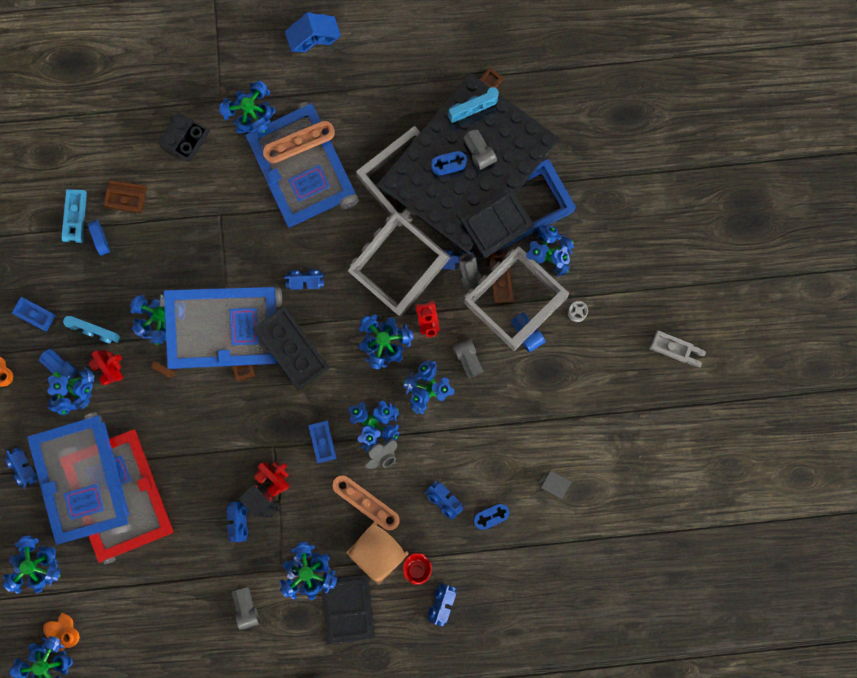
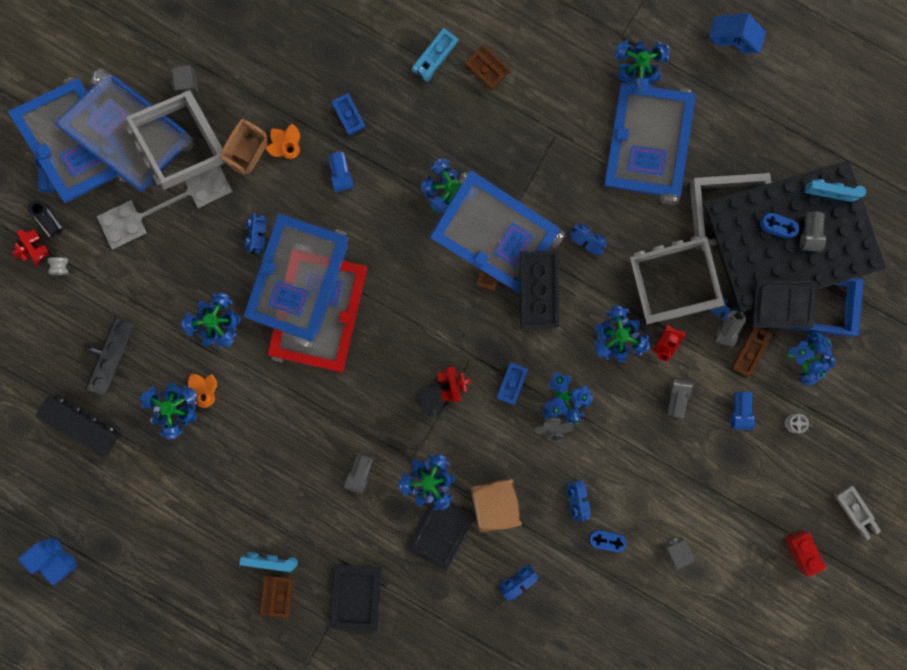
camera: 30 degrees right, 5 degrees up
(61, 385) = (333, 192): blue plant -> none
(90, 329) = (386, 160): dark azure plate -> none
(98, 237) = (443, 86): blue beam -> none
(109, 365) = (382, 199): red hips -> none
(162, 369) = (422, 233): reddish brown tile -> none
(183, 137) = (569, 50): black slope -> none
(238, 531) = (405, 393): blue hinge -> none
(298, 142) = (663, 120): nougat plate -> none
(366, 502) = (514, 458): nougat plate -> none
(417, 568) = (518, 540): red hair -> none
(419, 398) = (621, 405): blue plant -> none
(491, 78) = (862, 176): reddish brown tile -> none
(498, 270) = (788, 366): light grey window -> none
(657, 412) = (805, 553): none -> red brick

